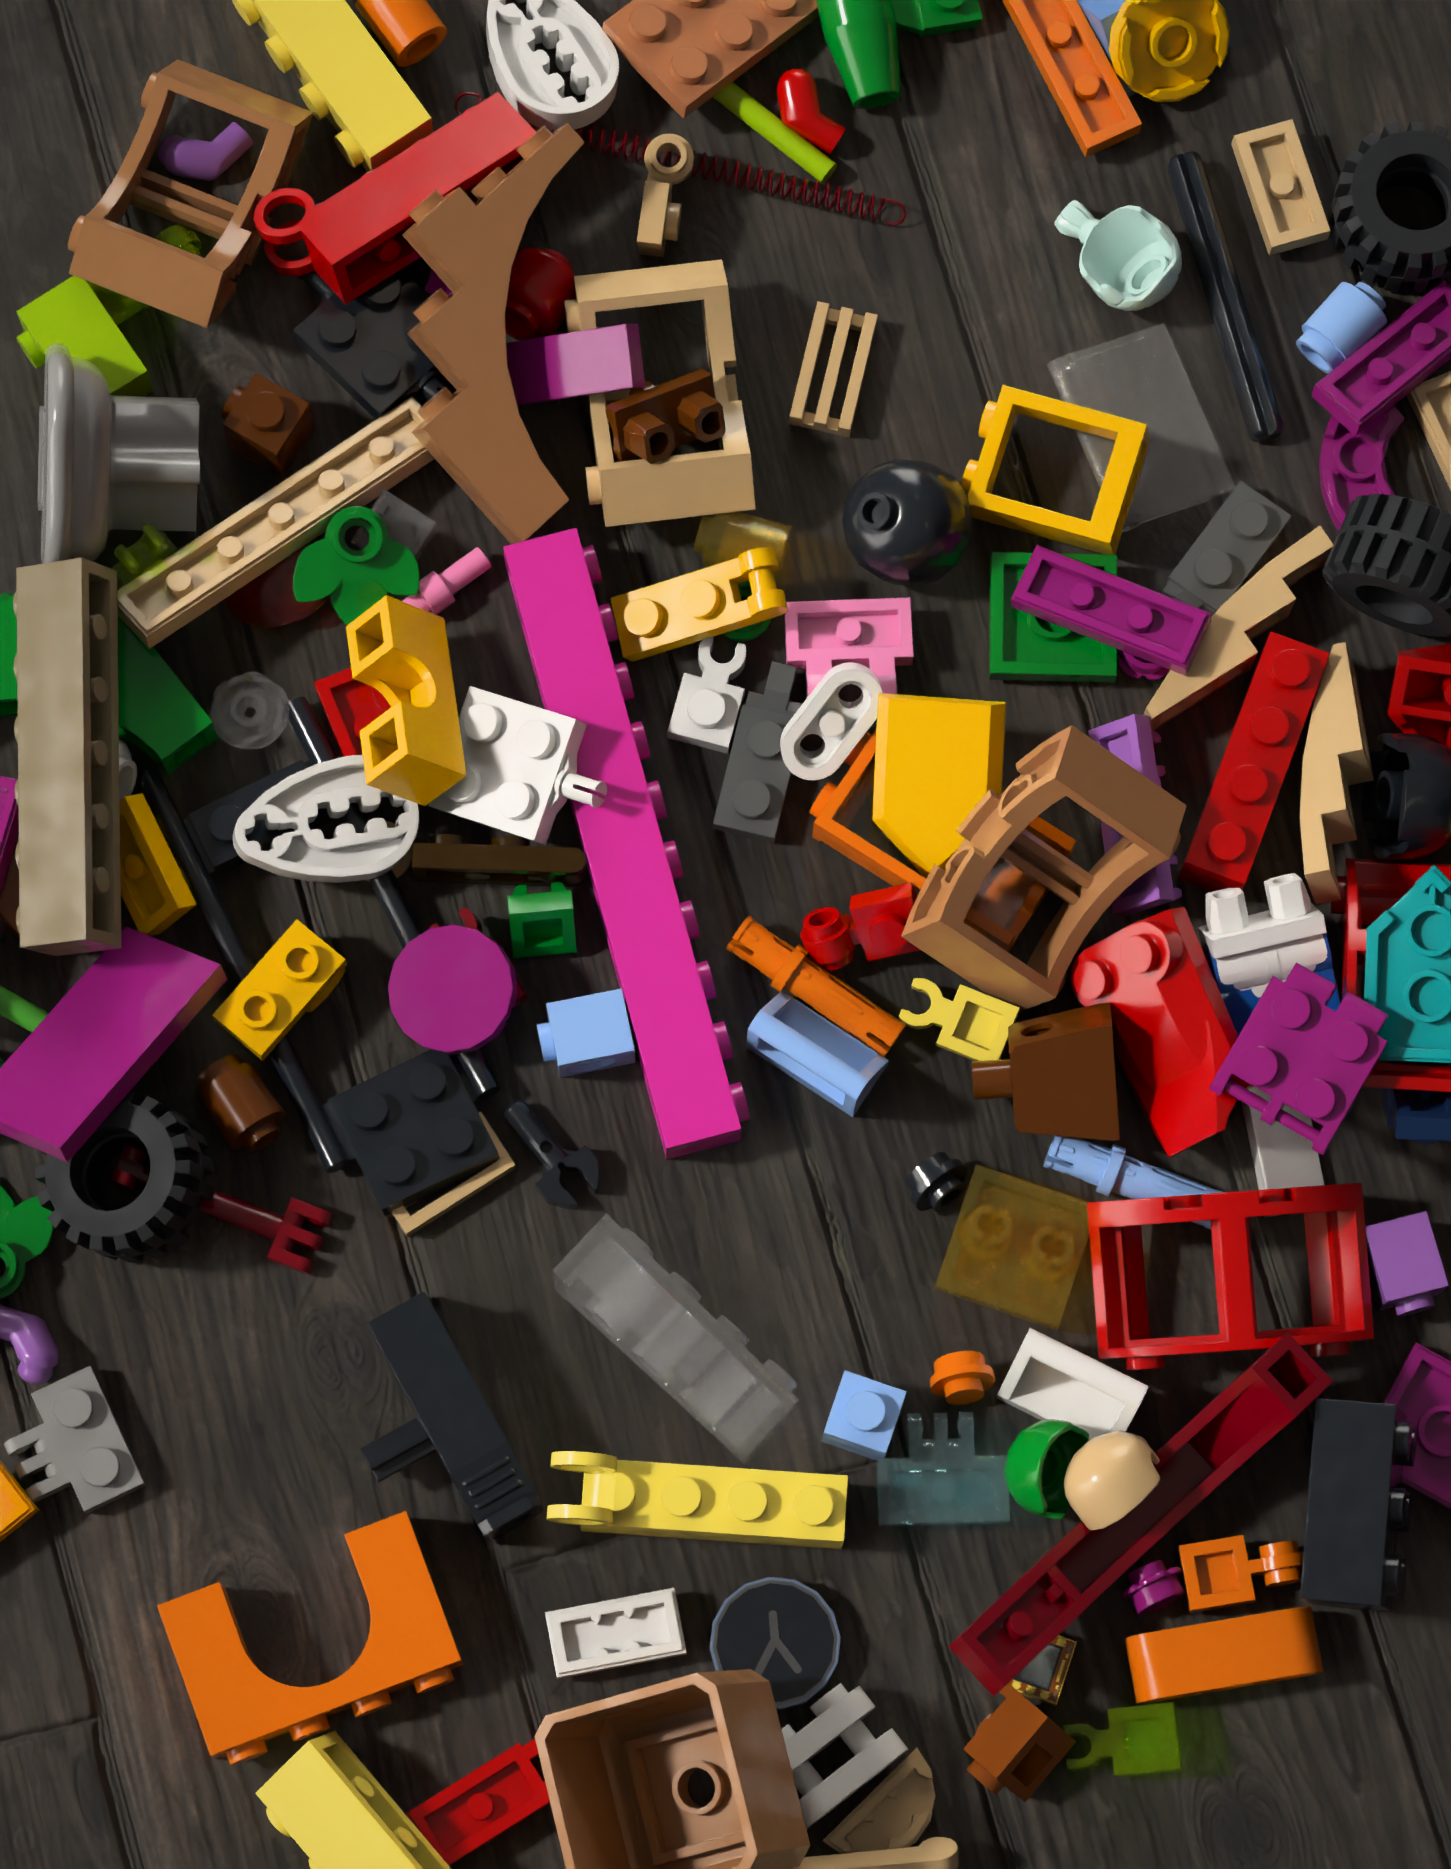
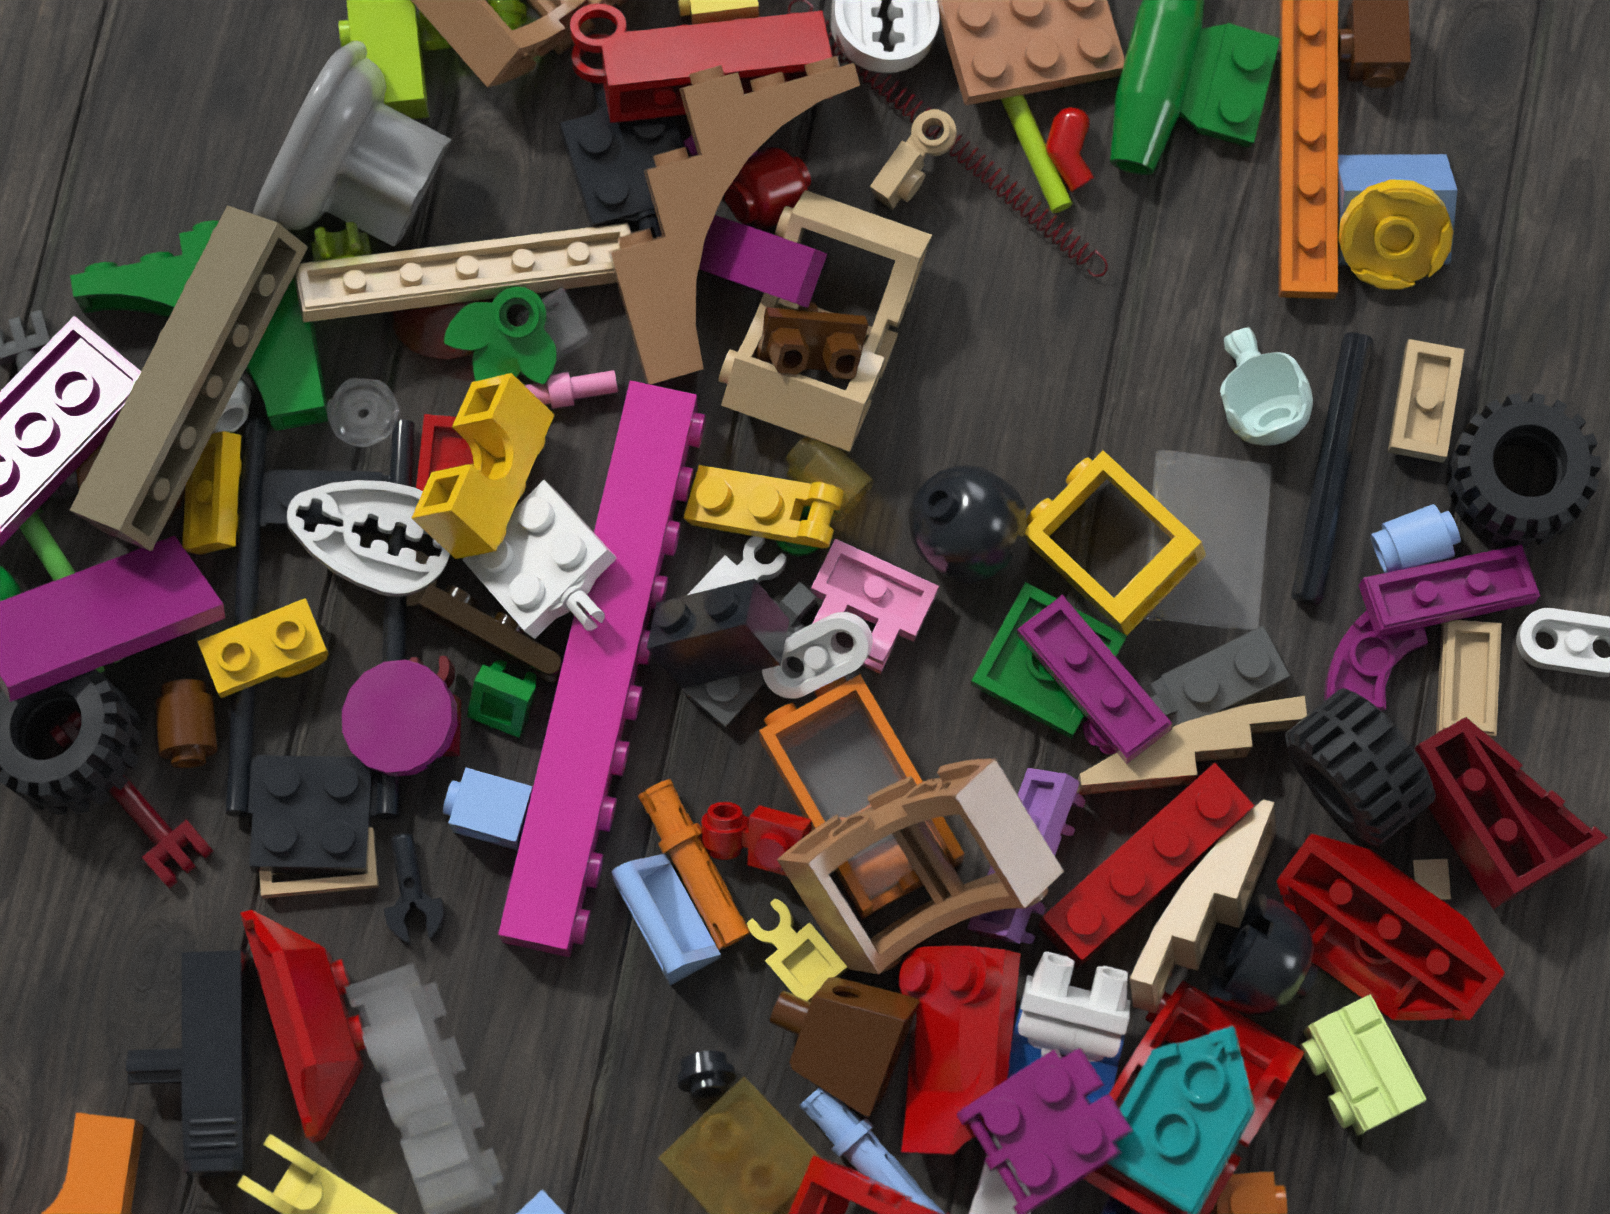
camera: 30 degrees right, 0 degrees up
(267, 423) = (498, 188): reddish brown brick -> none
(519, 1325) = (309, 1019): none -> red wedge
(725, 748) = (718, 633): none -> black brick
(844, 321) = (1009, 333): tan tile -> none
(933, 769) = (877, 736): yellow tile -> none

